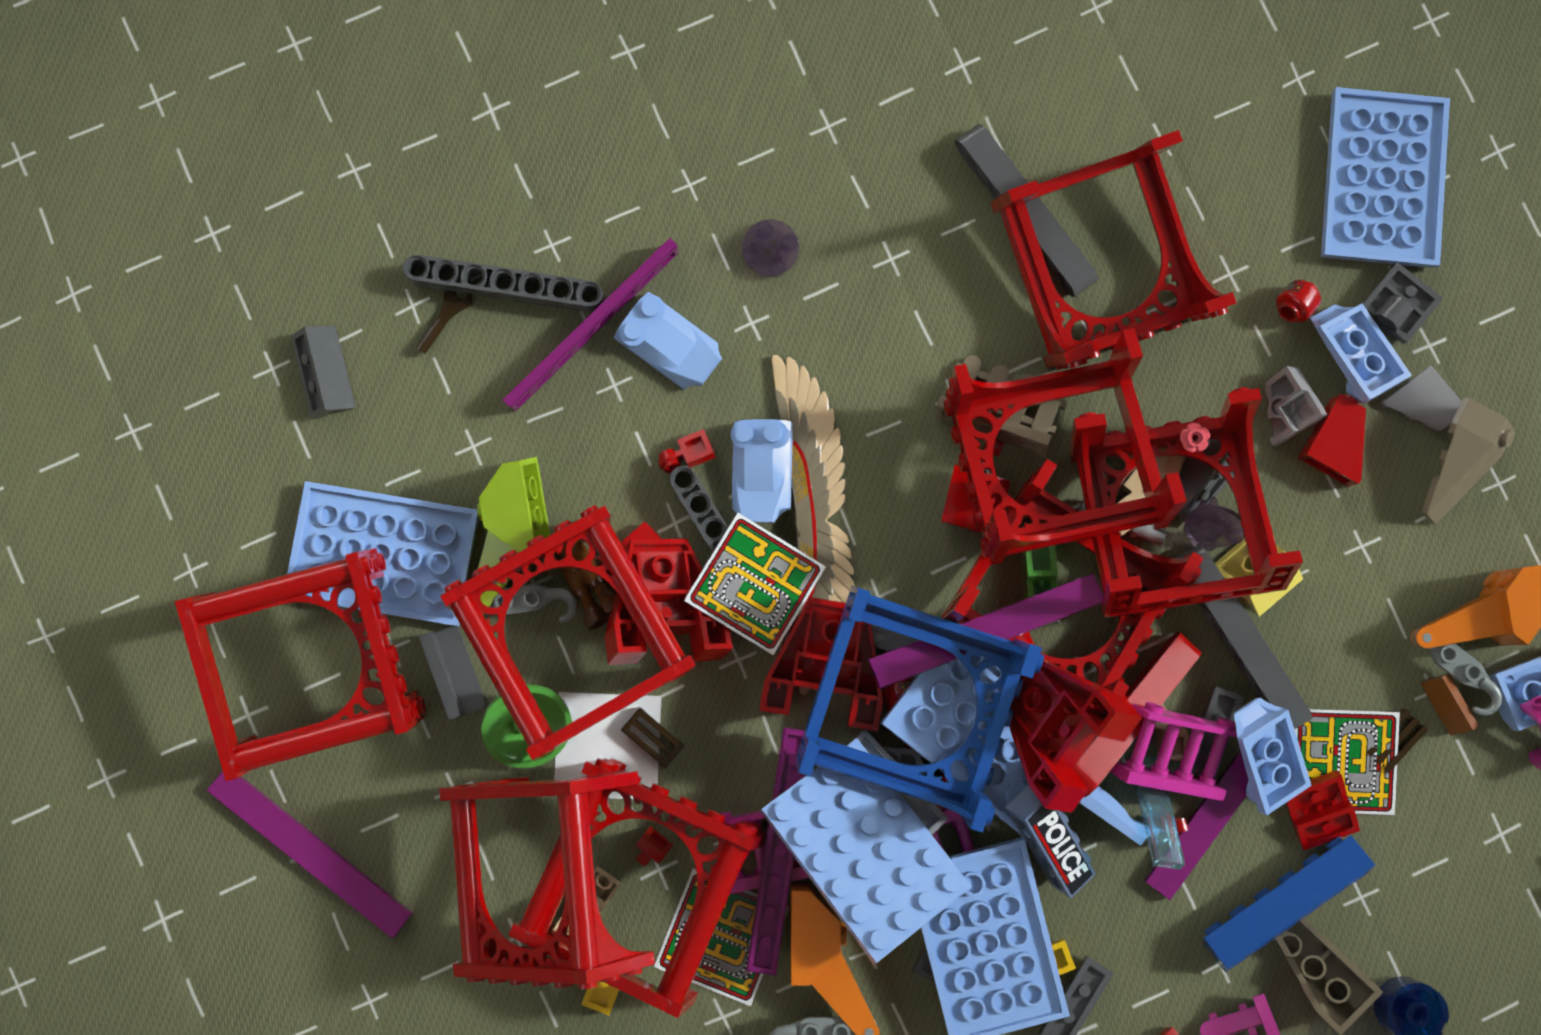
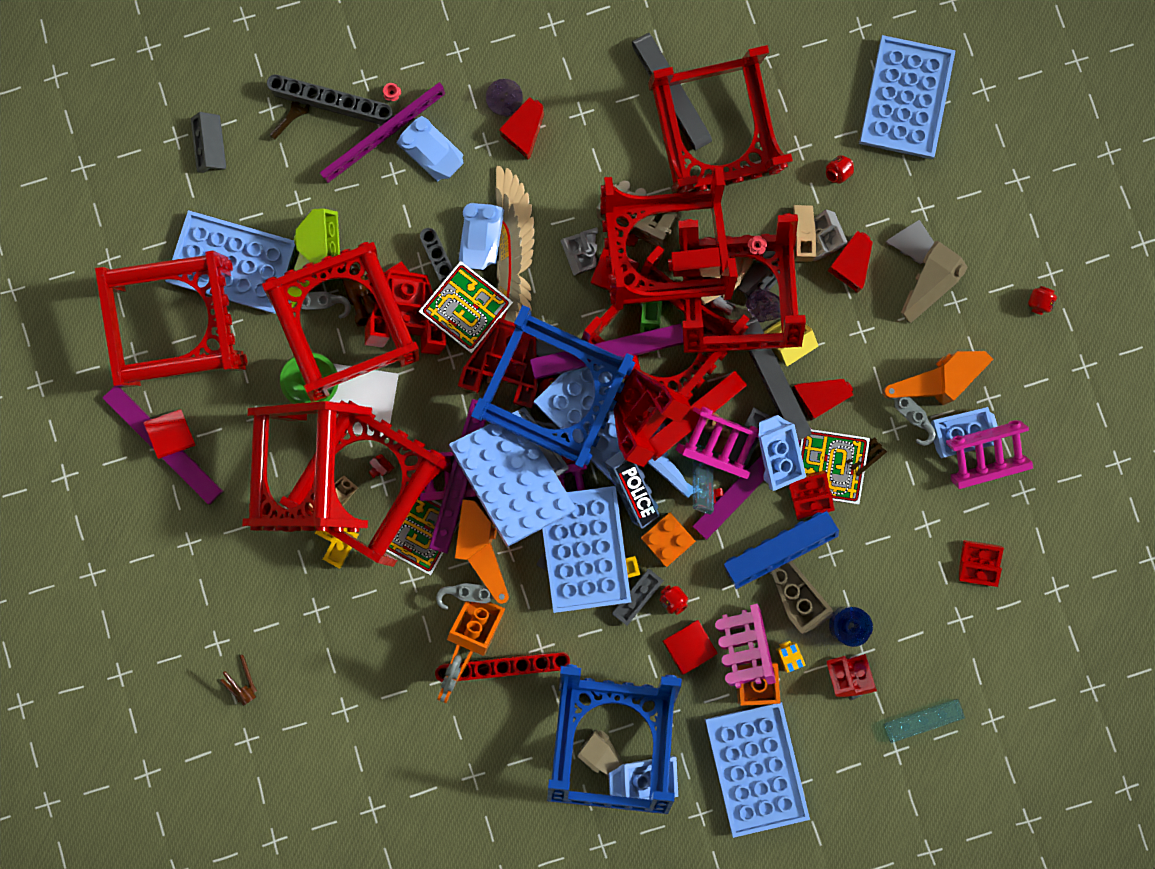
camera: 10 degrees right, 0 degrees up
(318, 836) = (169, 433): none -> red slope
(453, 672) = (267, 342): dark grey panel -> none
(591, 254) = (391, 87): none -> coral plate
(633, 721) = (400, 410): dark brown tile -> none
(693, 448) = (438, 219): red plate -> none
(806, 291) = (524, 126): none -> red slope
(919, 472) = (581, 250): none -> light grey slope
(1107, 478) = (695, 263): none -> red slope
(1111, 908) = (667, 539): none -> orange brick
(1132, 1001) = (673, 599): none -> red head
(1267, 421) = (805, 237): none -> tan slope
(1319, 656) = (822, 395): none -> red slope
(1360, 351) = (875, 206): light blue slope -> none
(1401, 303) = (906, 178): dark grey plate -> none
(1449, 704) = (902, 437): dark orange tile -> none

